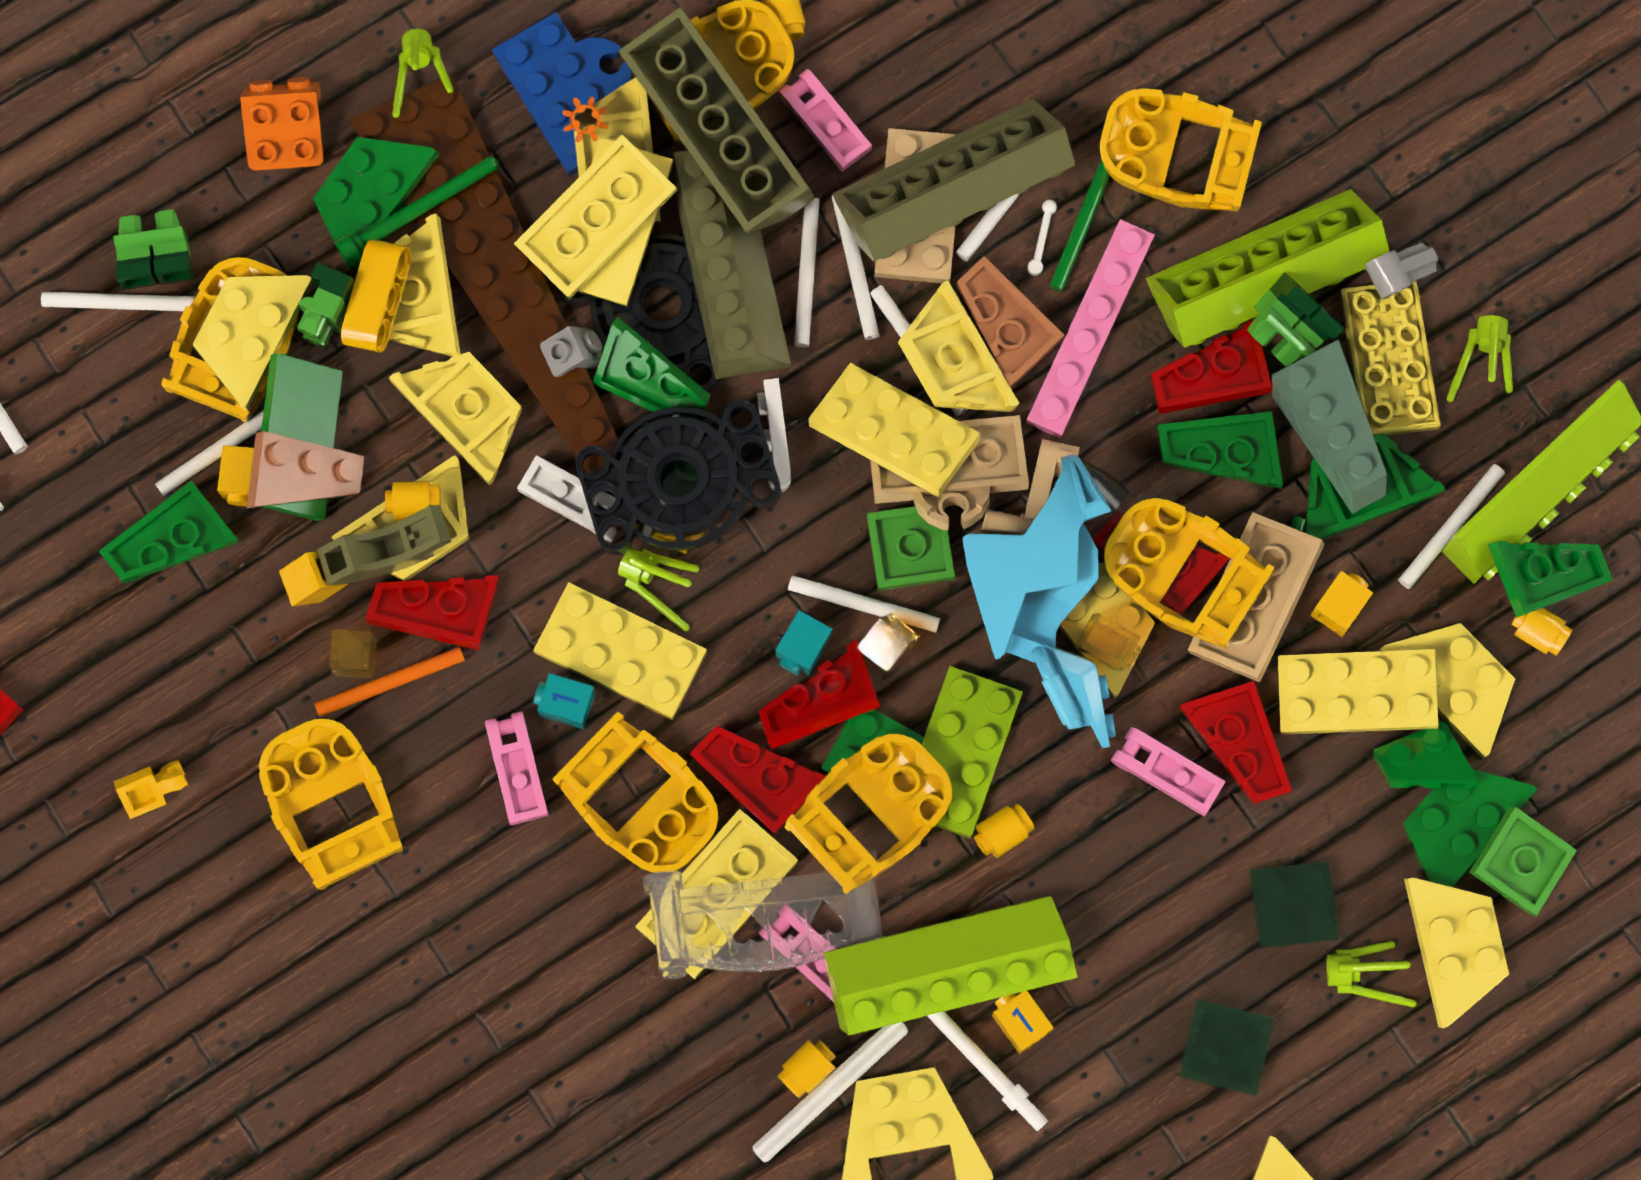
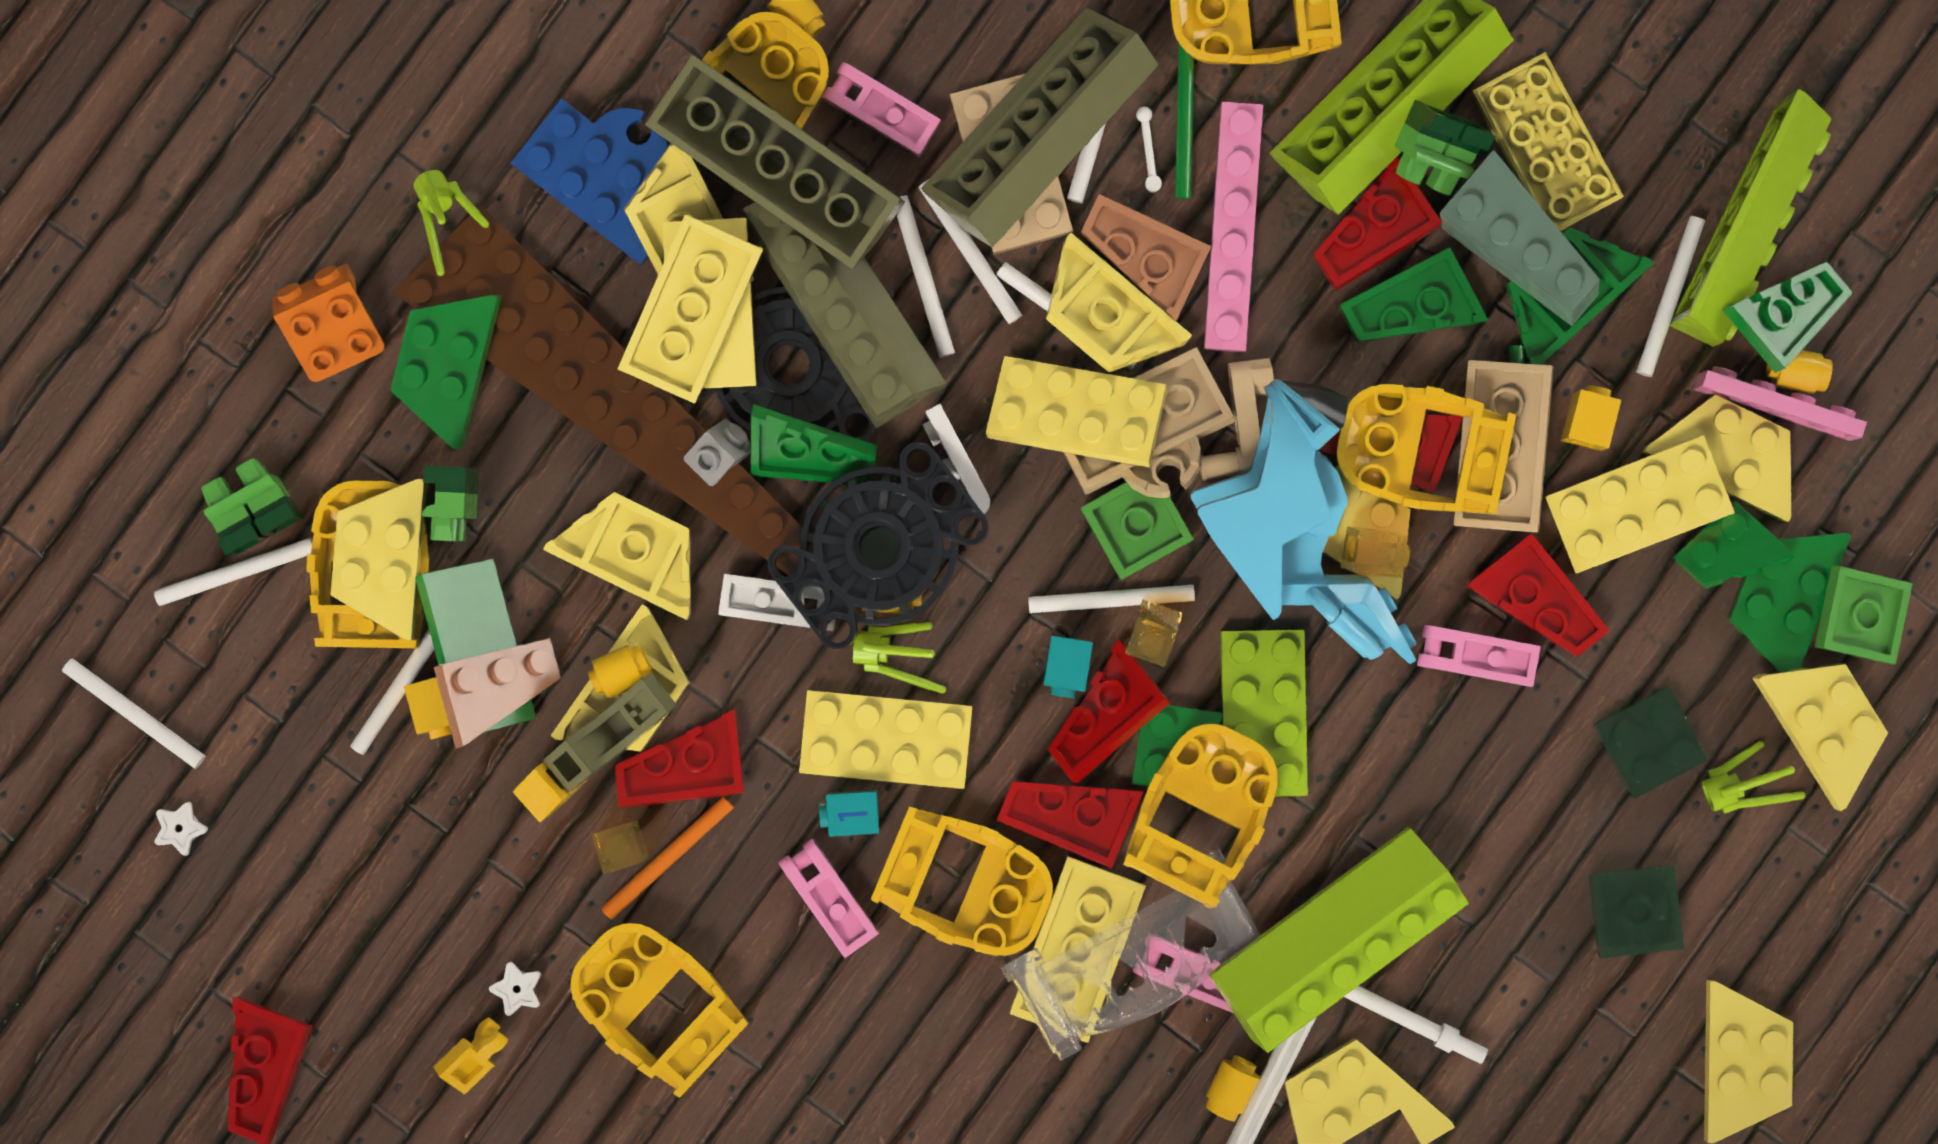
camera: 15 degrees left, 10 degrees up
(168, 535) = (386, 794): green wing -> none
(220, 752) = (527, 983): none -> white plate
(352, 246) = (454, 427): green piece -> none
(376, 296) = (497, 472): yellow beam -> none
(426, 305) = (534, 449): light yellow wing -> none
(575, 124) = (648, 218): orange gear -> none
(1003, 830) = (1337, 778): yellow brick -> none
(1021, 1020) = (1429, 964): yellow brick -> none
(1399, 270) = (1526, 52): light grey piece -> none
(1492, 339) = (1643, 84): lime plant -> none
(1525, 660) = (1796, 409): none -> bright pink plate

